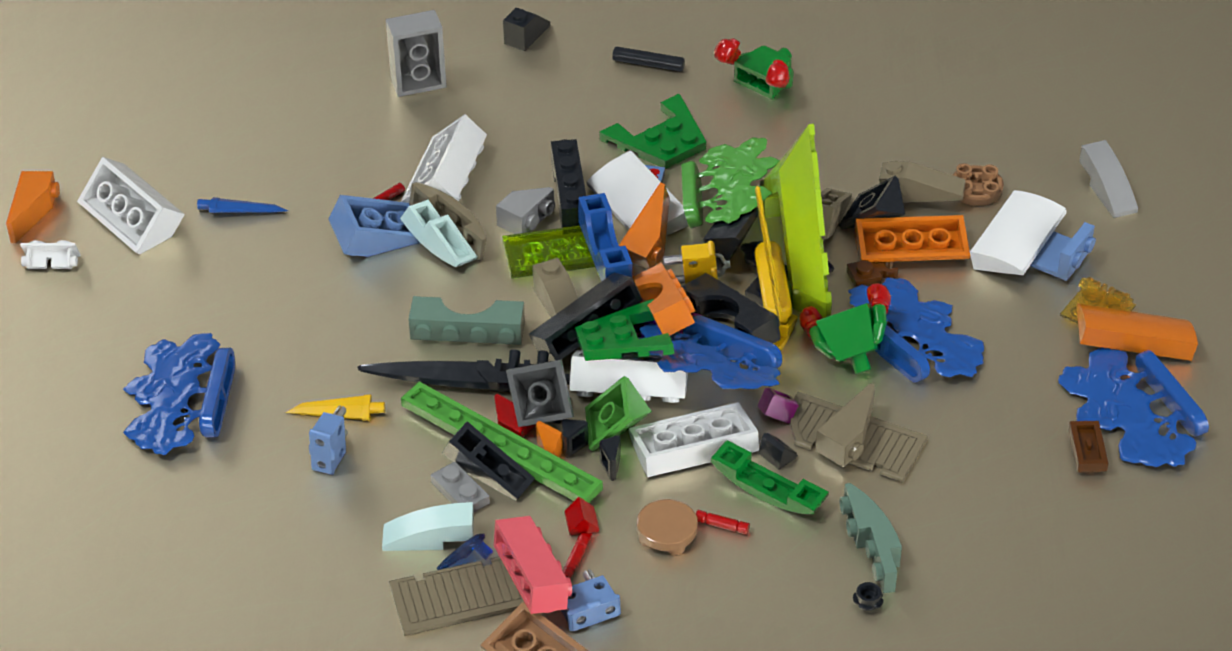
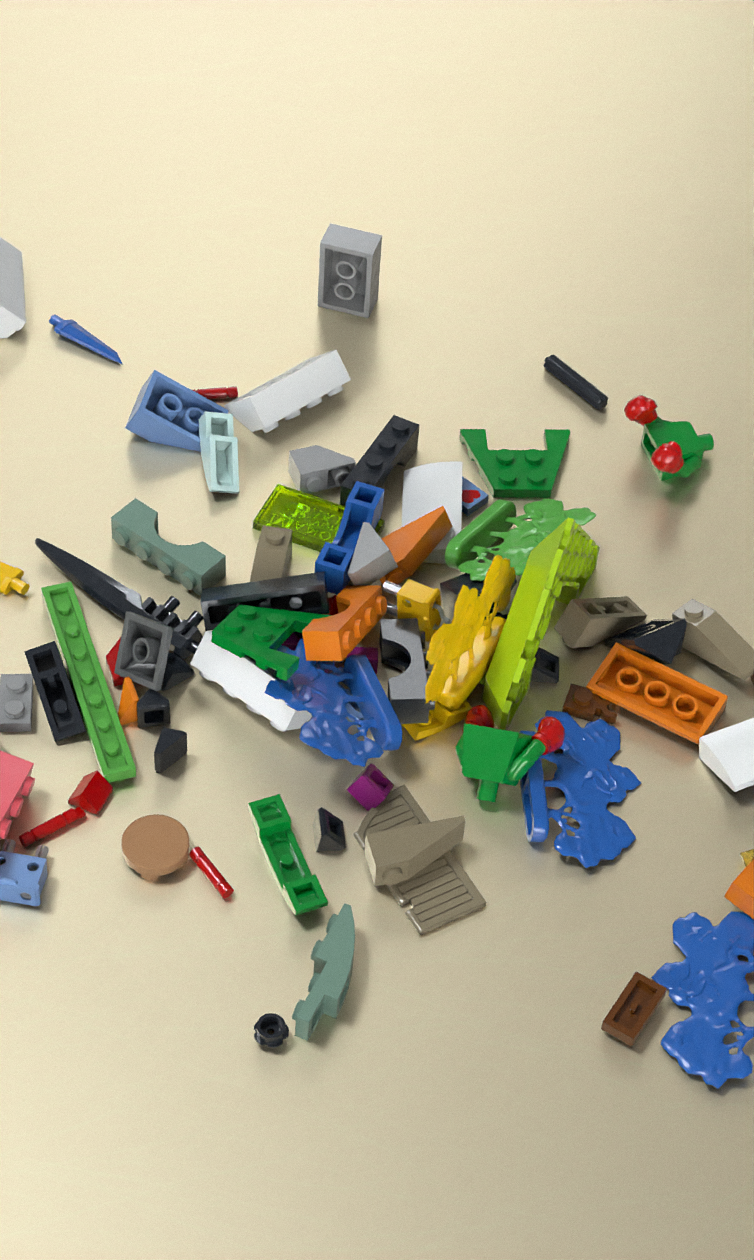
camera: 30 degrees right, 5 degrees up
(459, 214) = (246, 424): dark tan slope -> none
(523, 28) = (485, 294): black slope -> none
(614, 412) = (210, 709): bright green slope -> none
(640, 243) = (371, 558): none -> light grey slope
(691, 438) = (254, 771): white slope -> none

